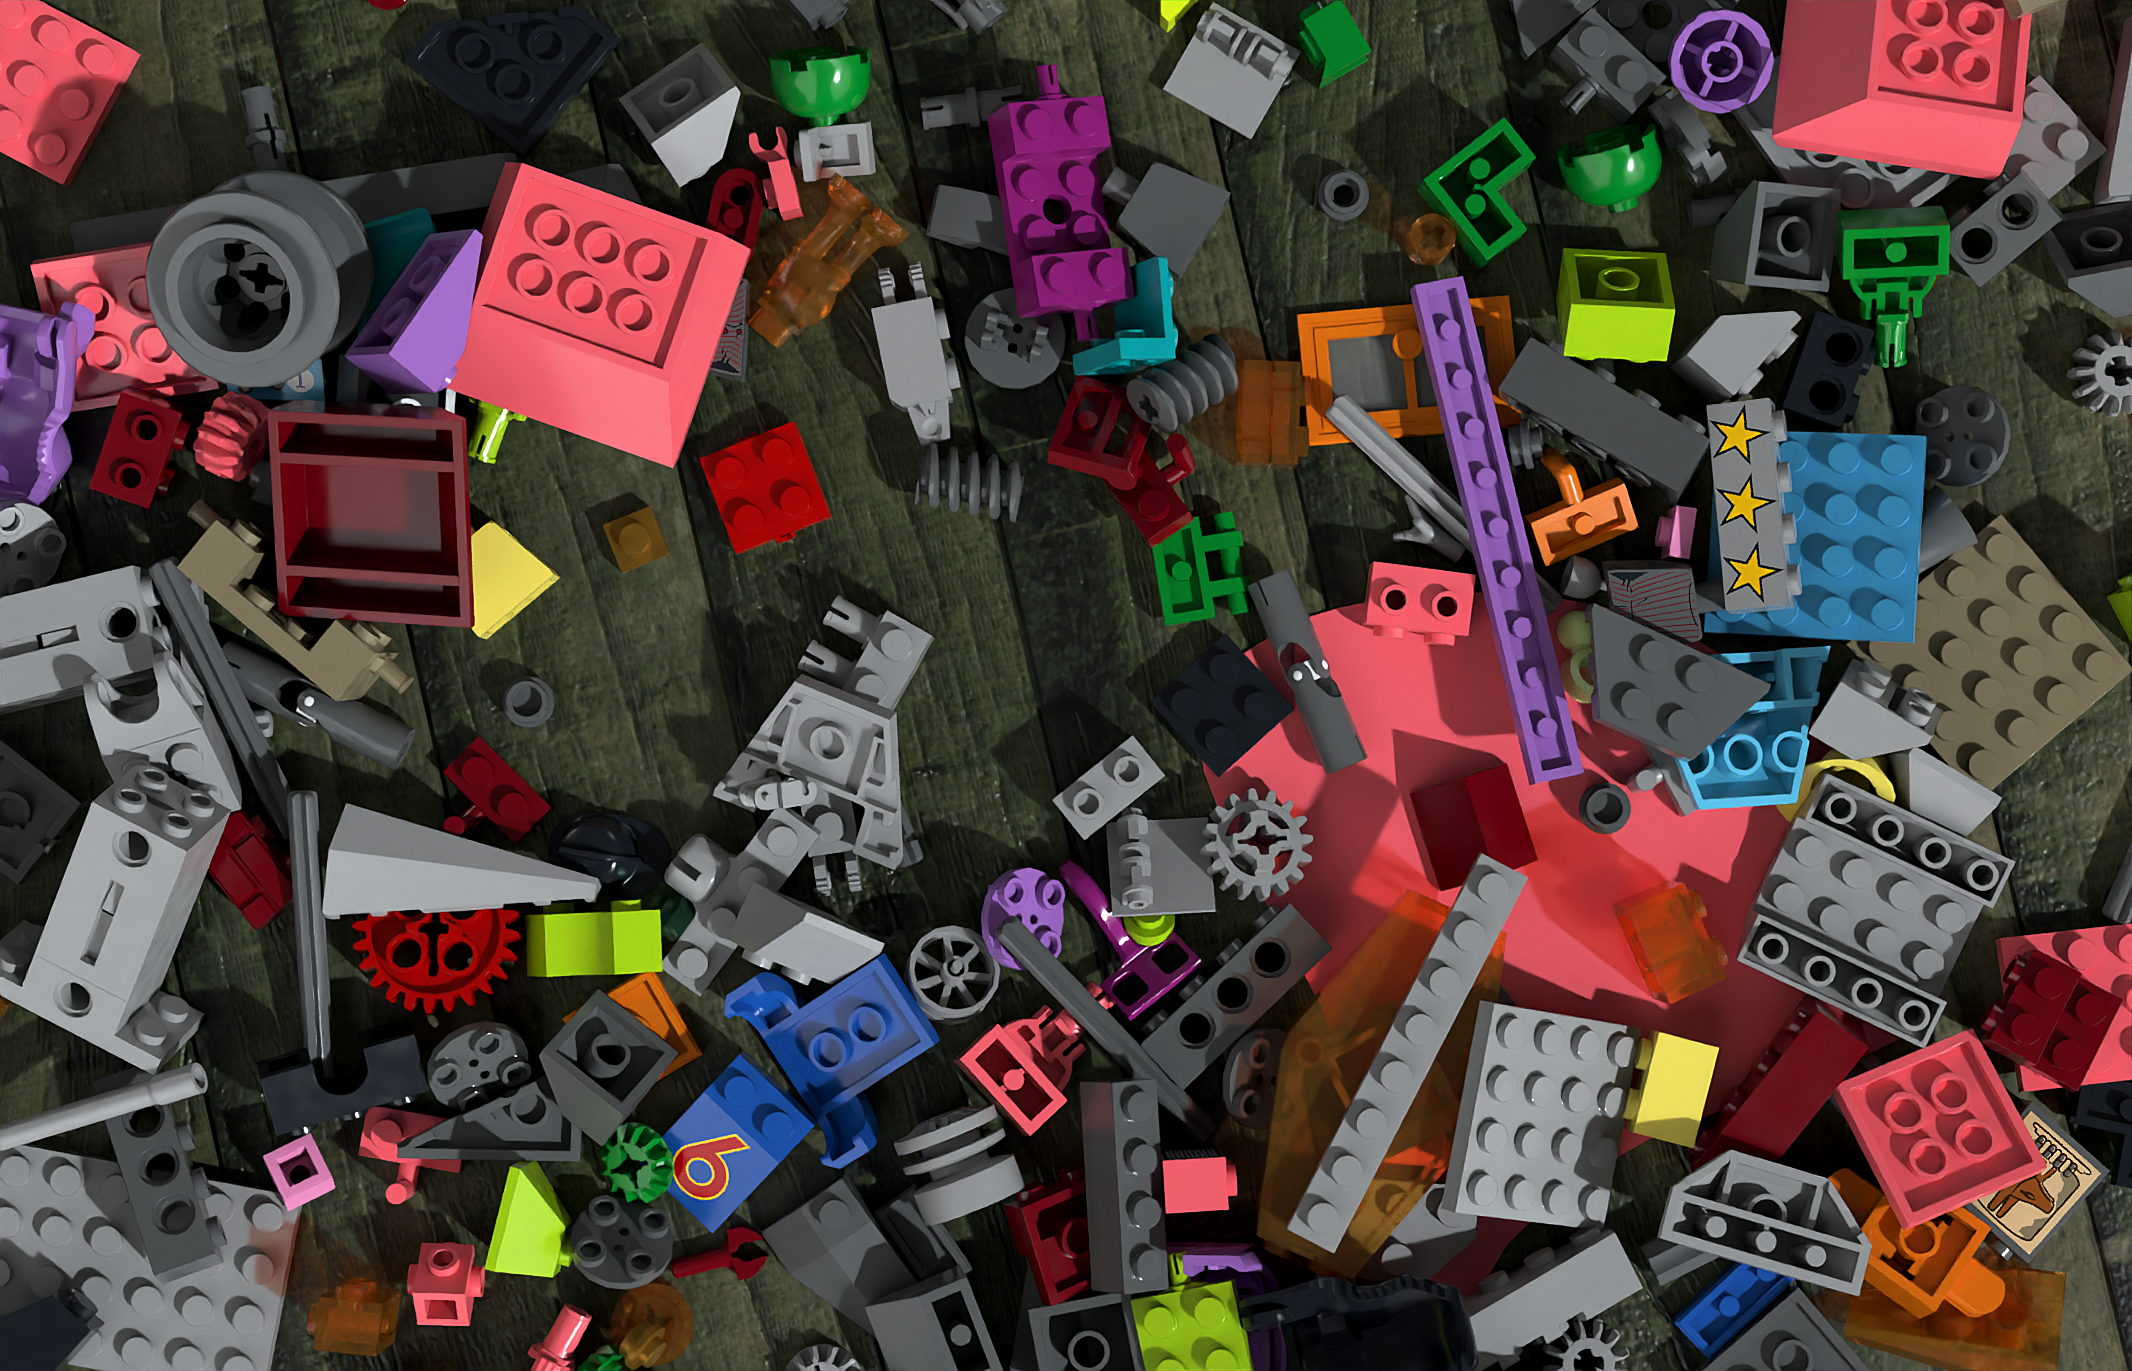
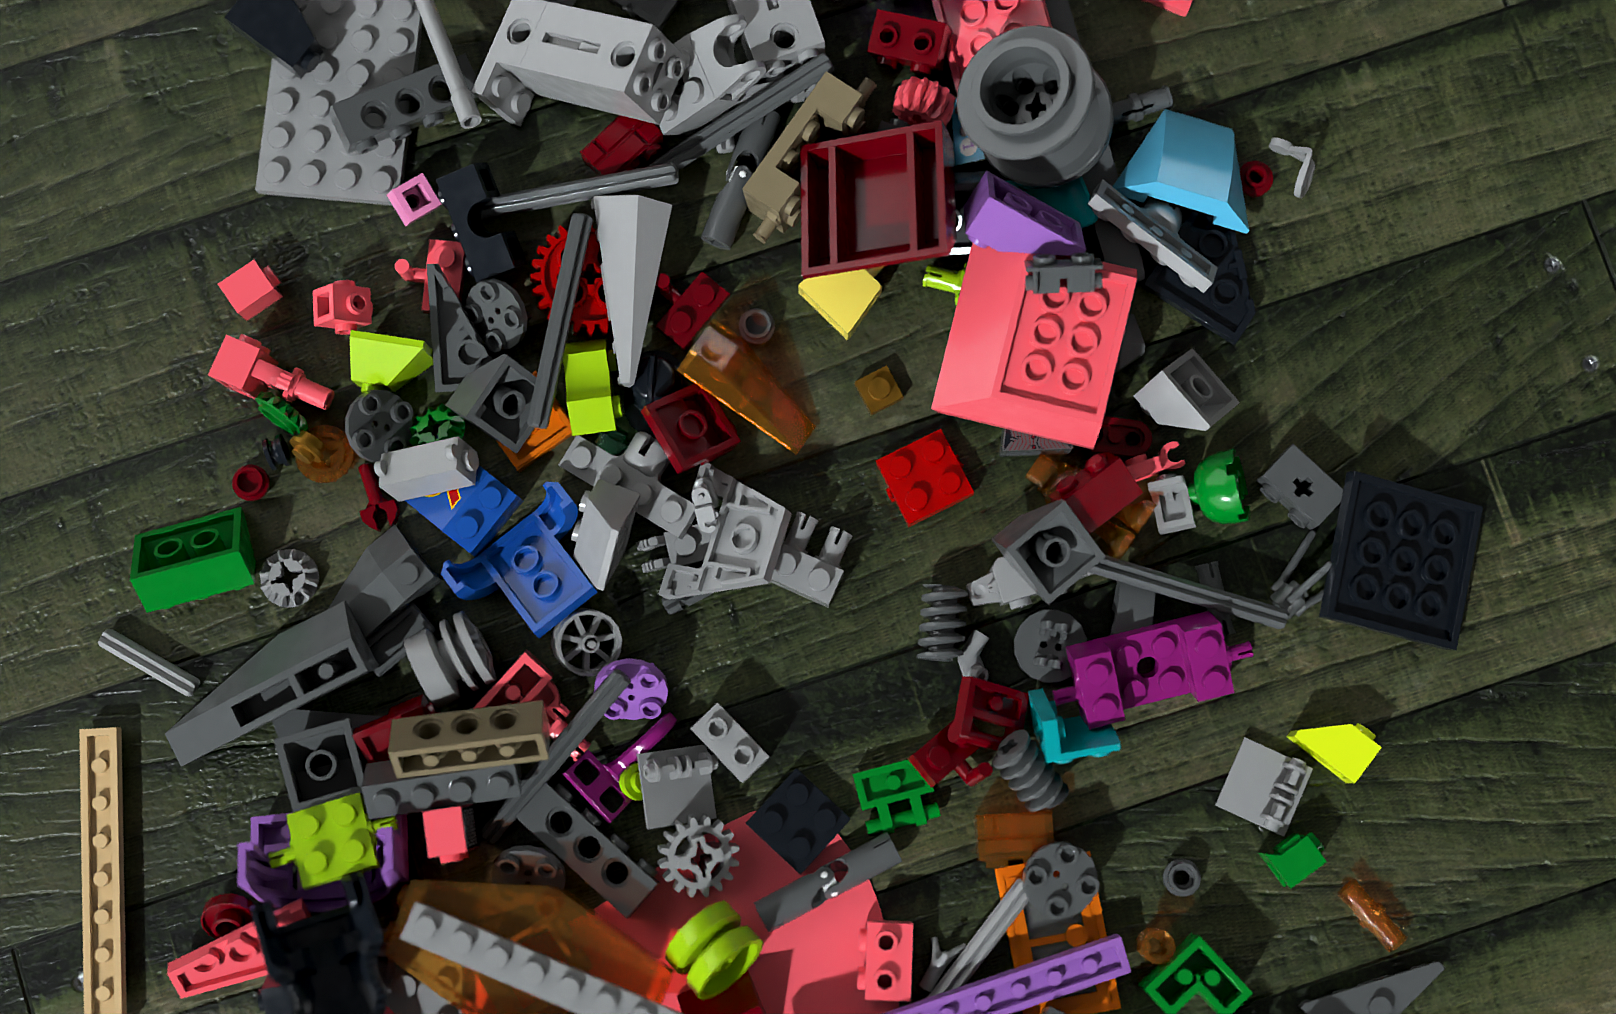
camera: 90 degrees right, 5 degrees down
(355, 1318) = (313, 247): clear orange brick -> none
(361, 74) = (1188, 166): none -> medium azure wedge
(451, 129) = (1156, 230): none -> light grey plate
(497, 975) = (559, 321): none -> dark grey axle
(501, 283) = (1048, 271): none -> dark grey hinge
(601, 734) = (739, 379): none -> clear orange wedge
(665, 804) = (691, 427): none -> dark red plate
(690, 1176) = (427, 469): none -> light grey brick
(813, 254) = (1098, 490): none -> dark red brick
(884, 325) = (1049, 549): none -> dark grey slope
(953, 153) = (1191, 592): none -> dark grey axle
(1029, 448) = (971, 662): none -> light grey arm
(1073, 1141) = (469, 739): none -> dark tan brick
(1166, 212) = (1153, 747): dark grey torso -> none
(1320, 337) = (1045, 890): none -> dark grey plate
(1385, 833) = (713, 950): none -> lime wheel

